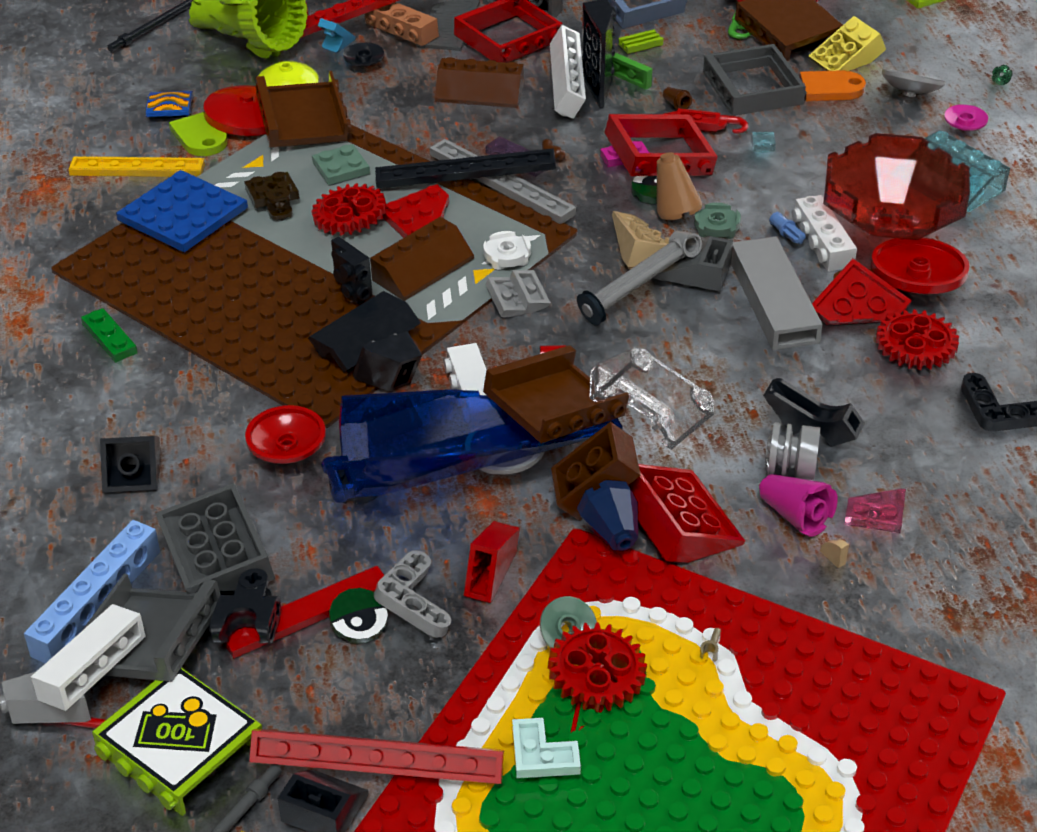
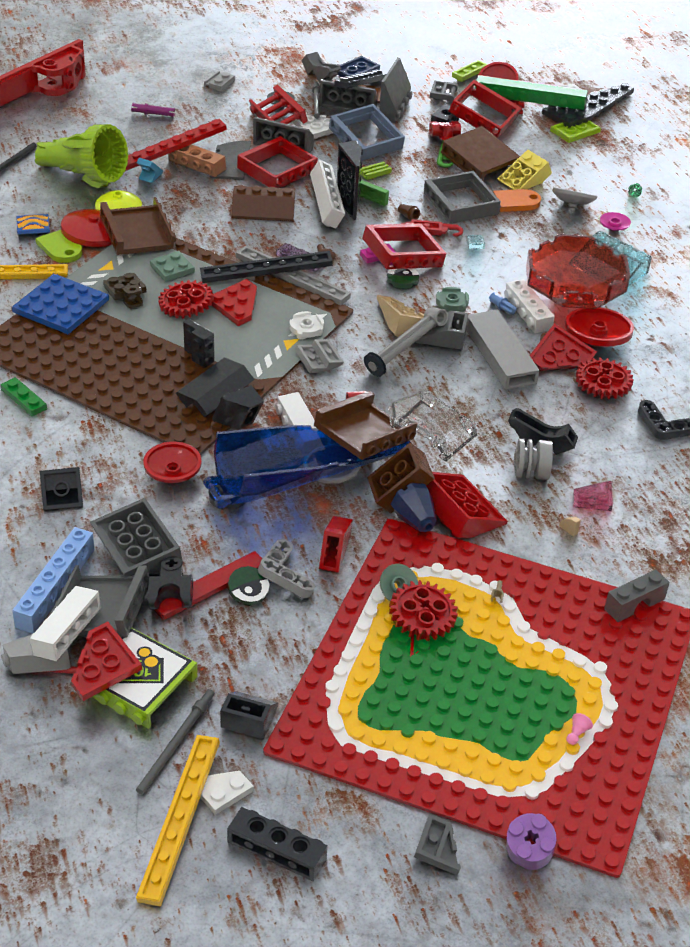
camera: 10 degrees left, 0 degrees up
(128, 717) = (103, 662): none -> red plate
(363, 54) = (173, 183): black dish -> none
(377, 756) = (281, 678): red plate -> none
(420, 259) = (246, 333): reddish brown slope -> none
(539, 758) = (391, 672): light aqua plate -> none
(675, 189) = (421, 277): medium nougat cone -> none
(800, 501) = (542, 492): dark pink cone -> none
(895, 667) = (625, 598): none -> dark grey arch

